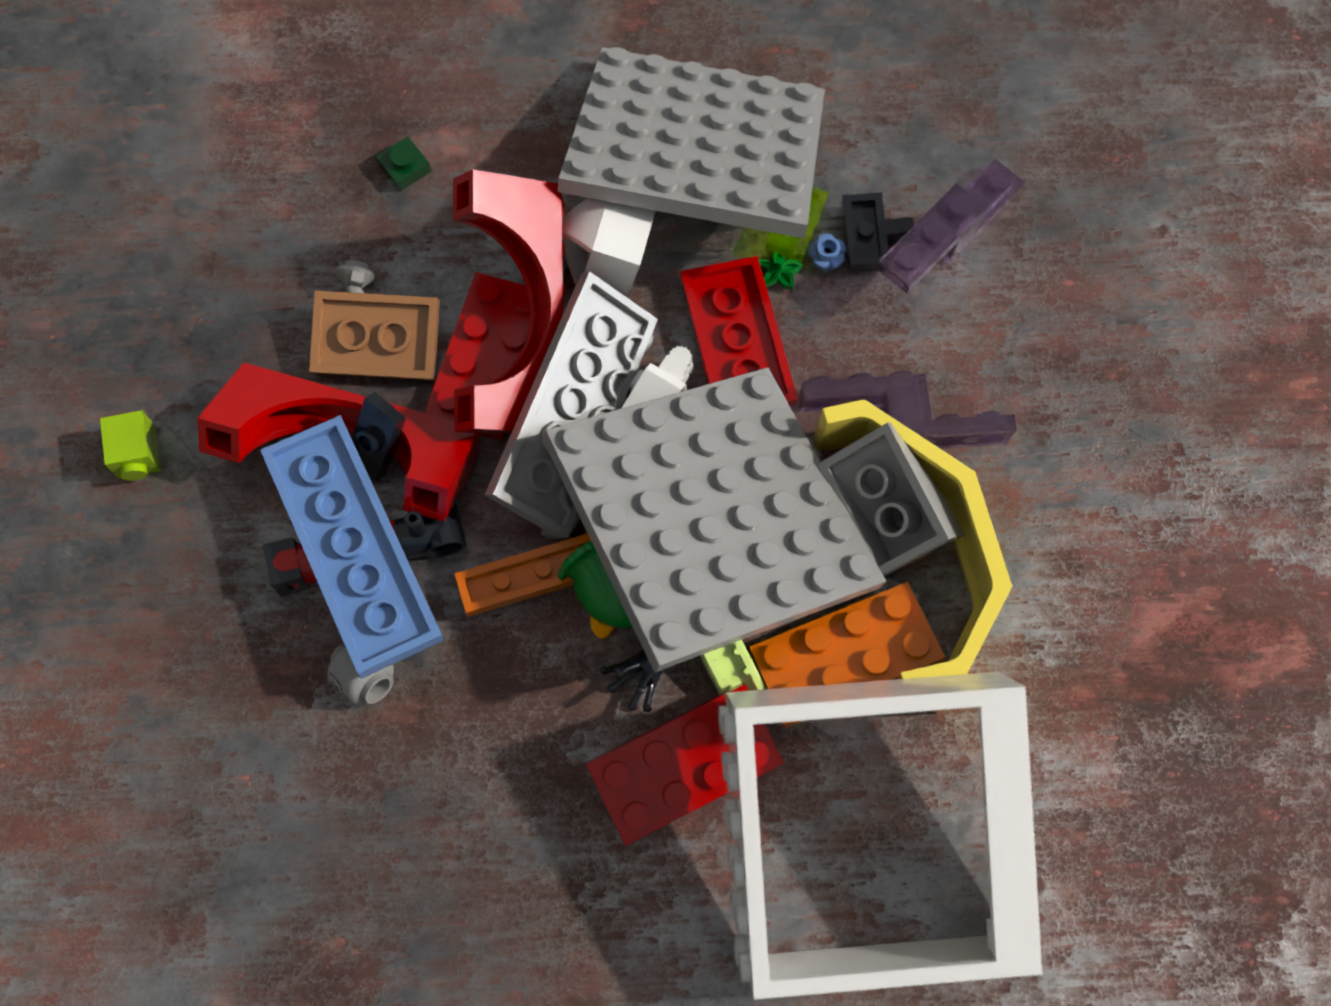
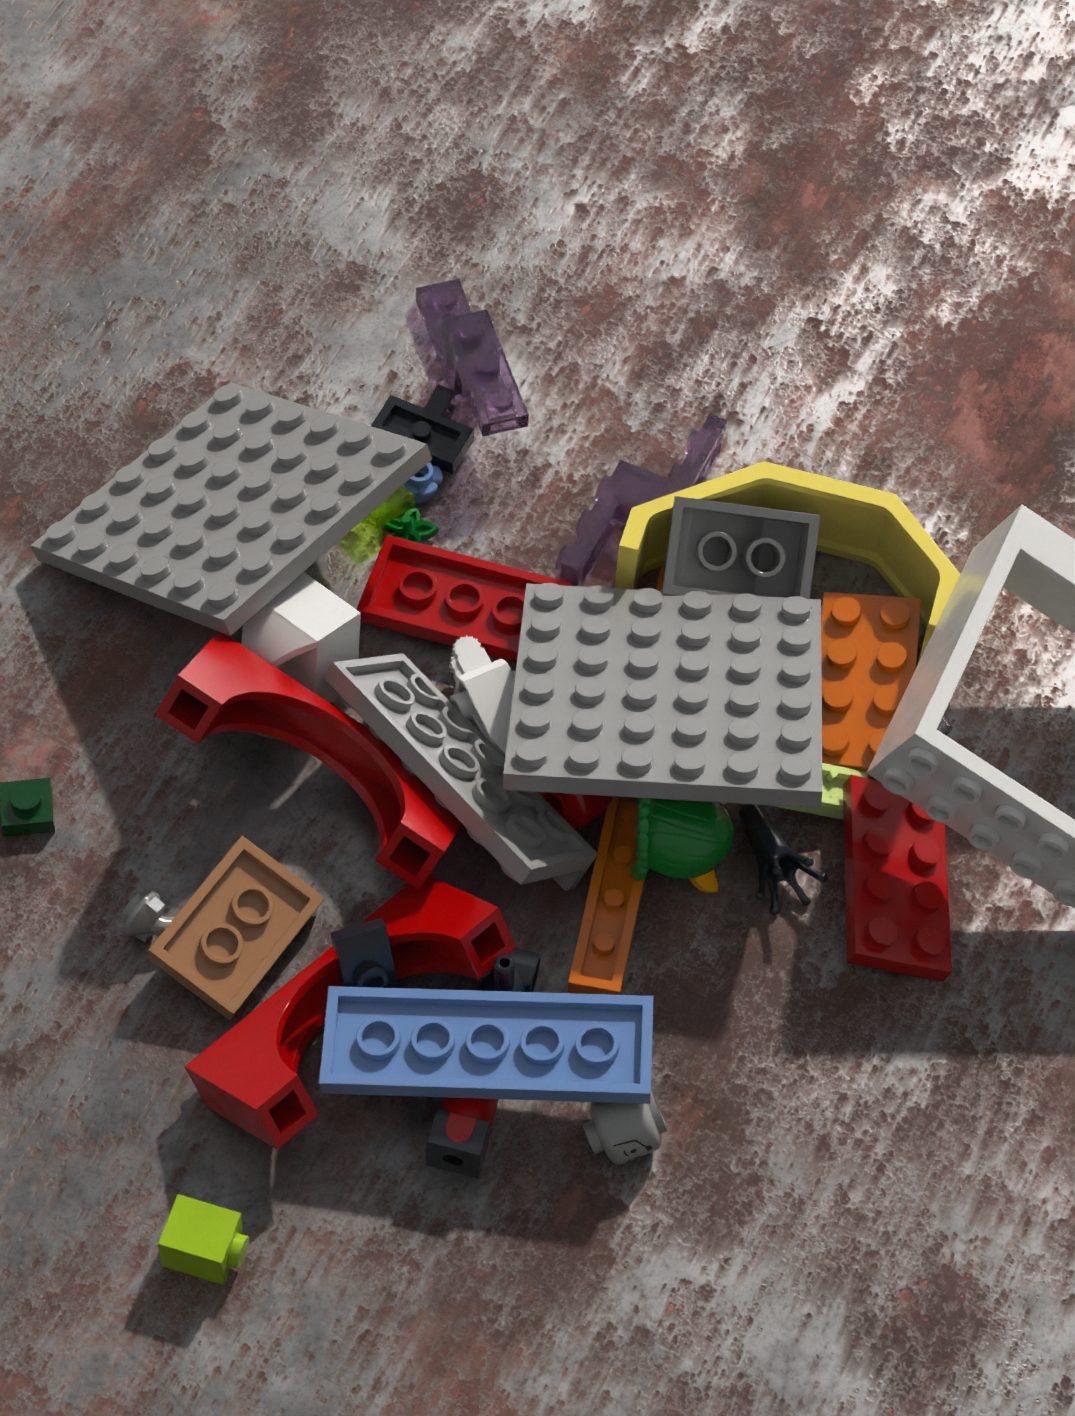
camera: 60 degrees left, 15 degrees down
(484, 341) = (315, 832): red plate -> none

